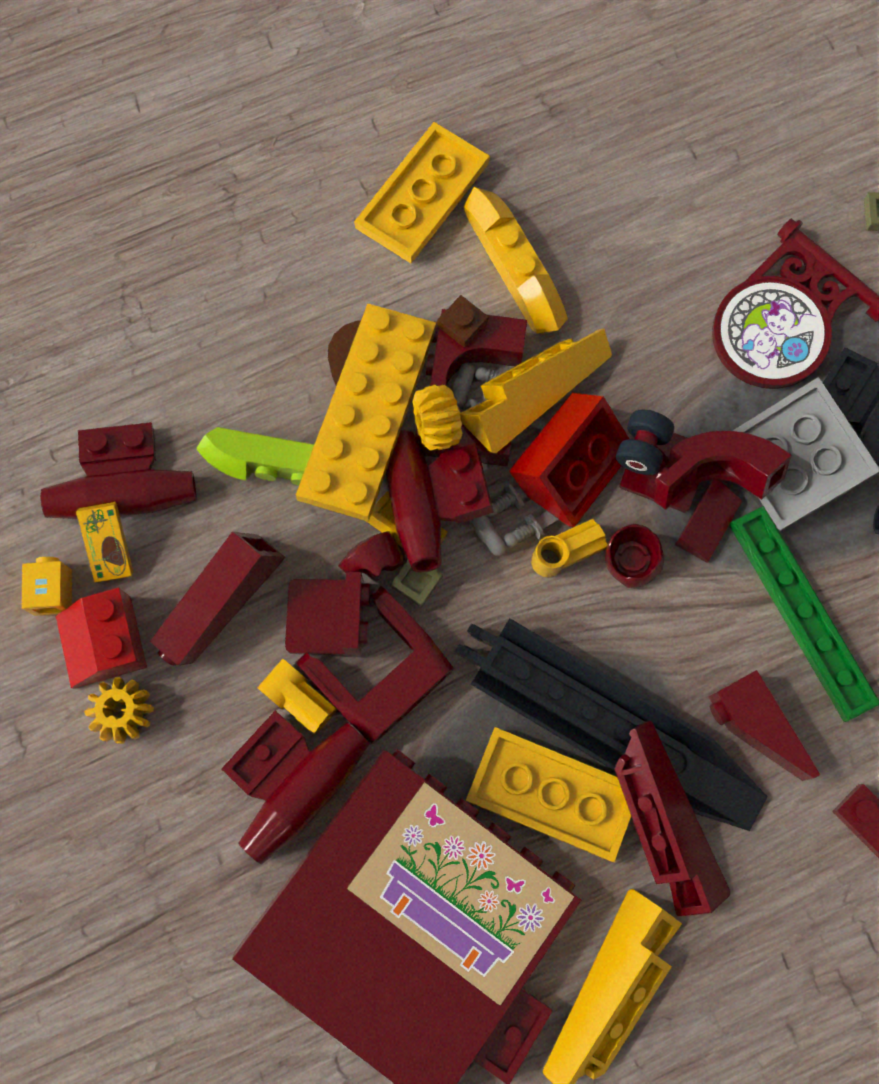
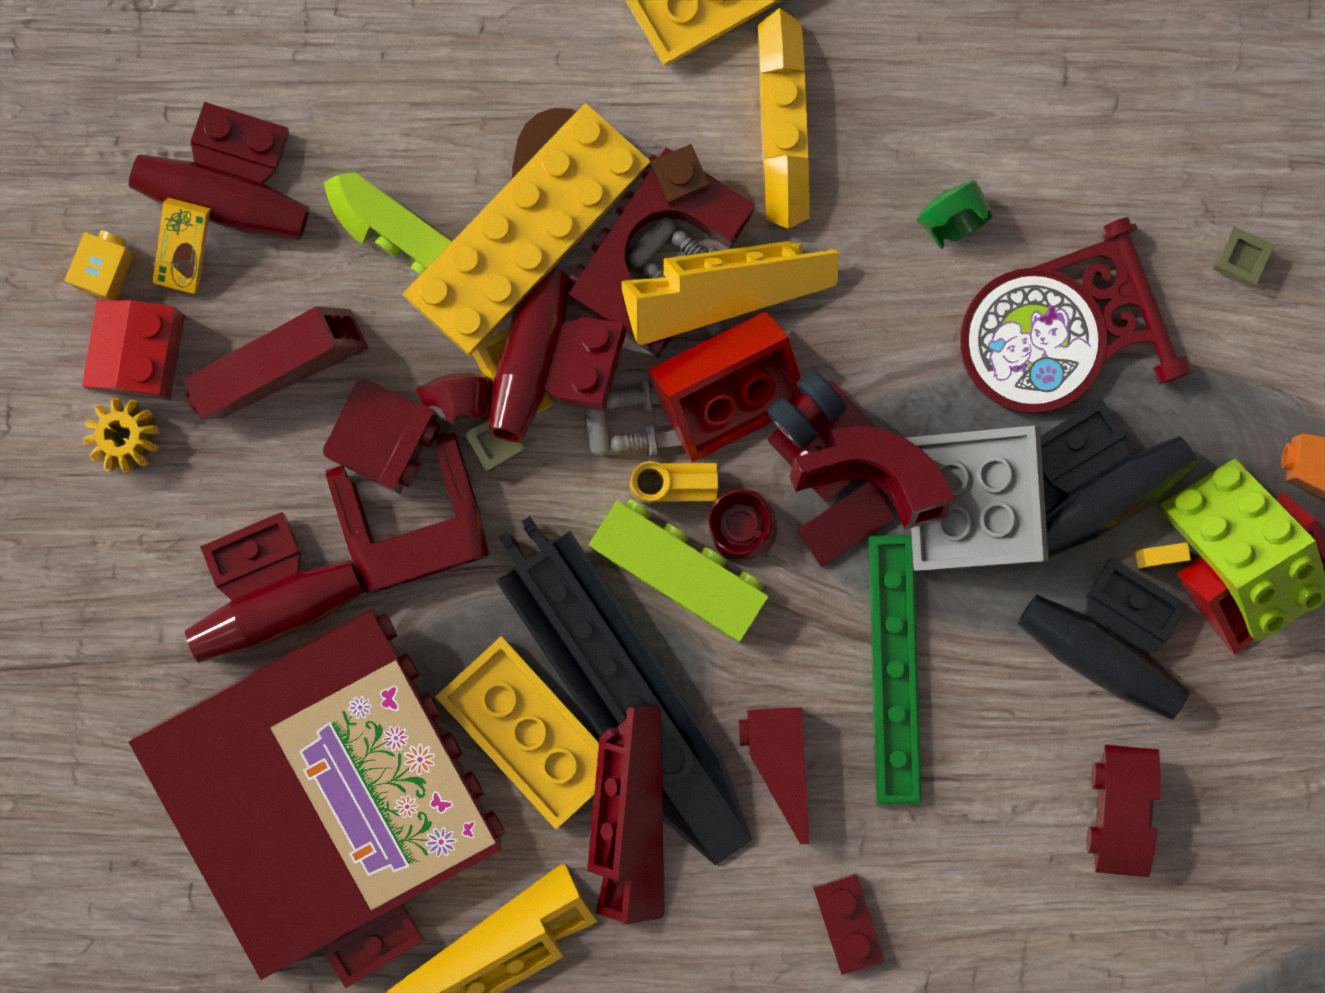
camera: 30 degrees right, 10 degrees up
(290, 691) = (307, 498): yellow piece -> none
(437, 417) = (592, 278): yellow gear -> none
(607, 612) = (679, 571): none -> lime brick
(672, 266) = (955, 213): none -> green hair

